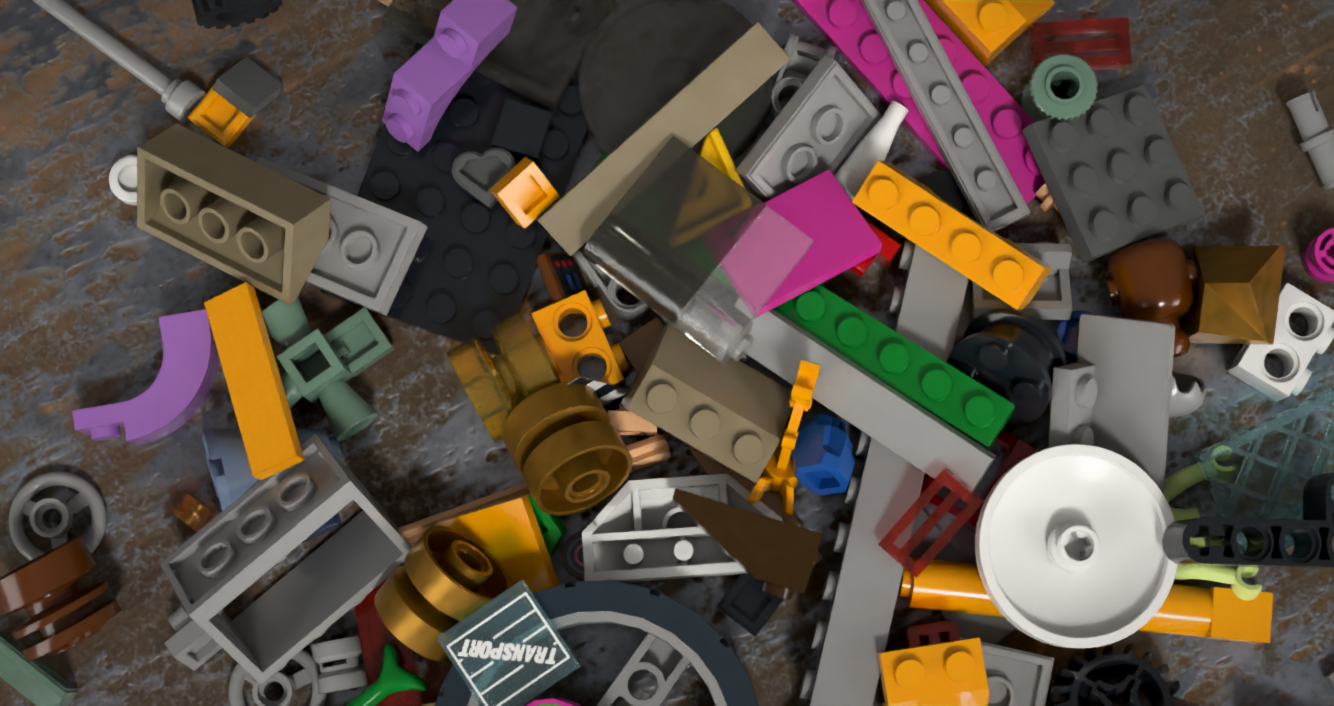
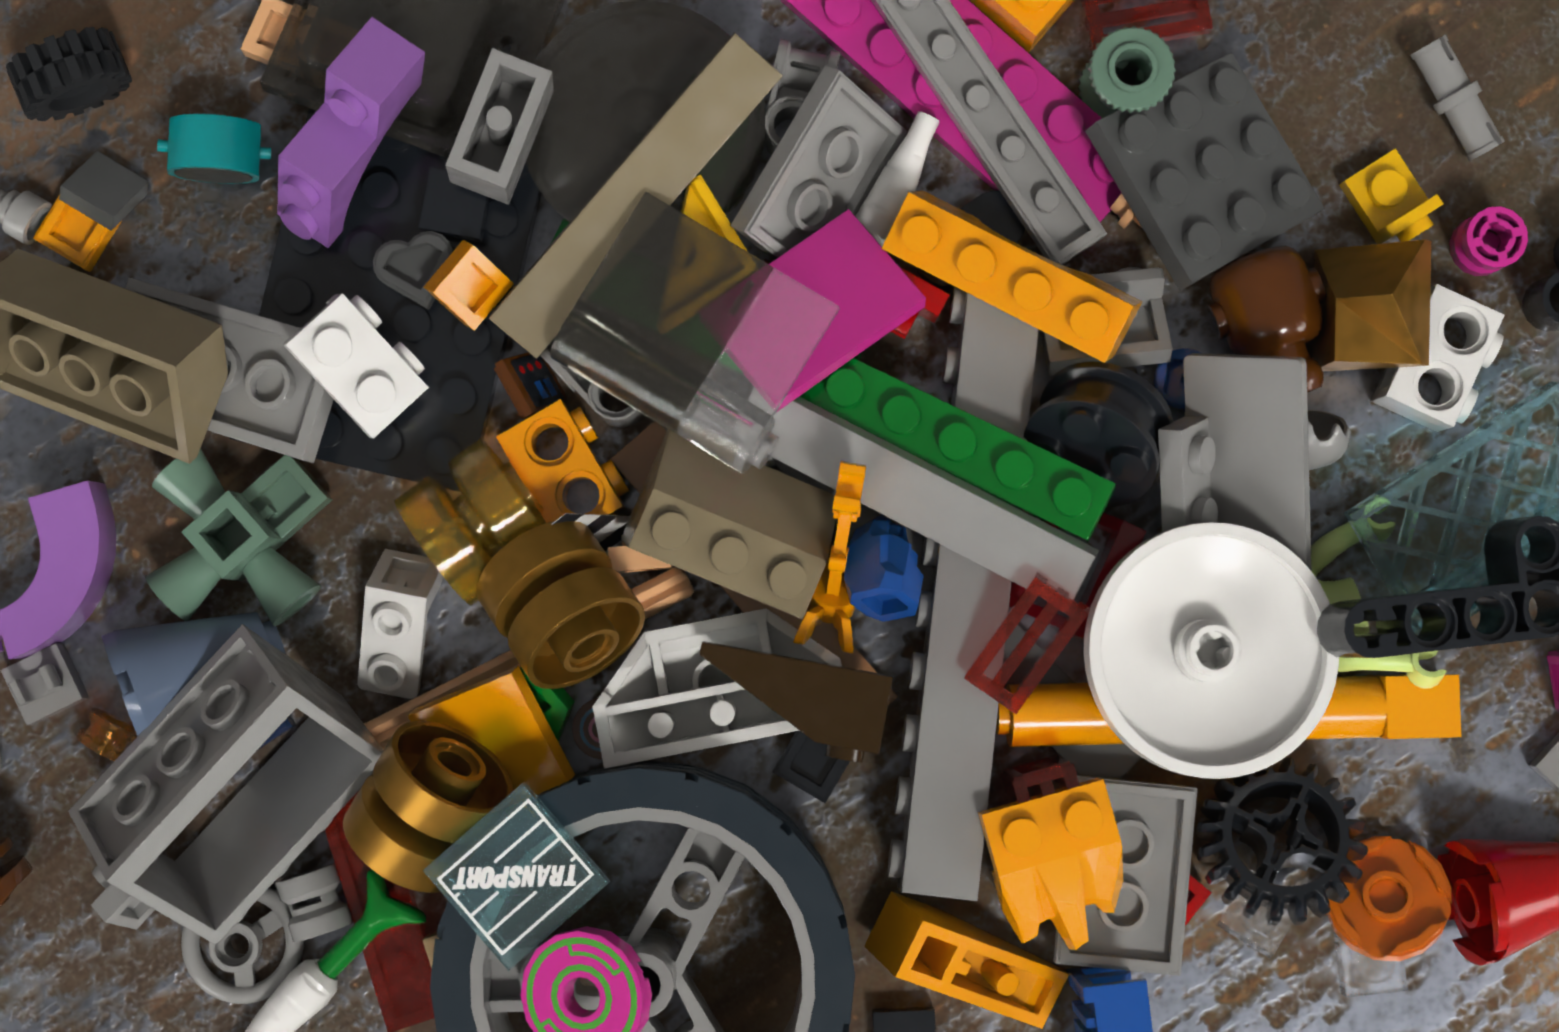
camera: 10 degrees left, 5 degrees up
(148, 466) = (44, 684): none -> light grey tile
(254, 381) = (156, 567): light orange tile -> none
(339, 65) = (214, 148): none -> teal piece
(432, 242) = (357, 363): none -> white bracket
(433, 452) = (396, 623): none -> white bracket
(566, 72) = (500, 126): none -> light grey brick
(1258, 213) = (1390, 199): none -> yellow bracket

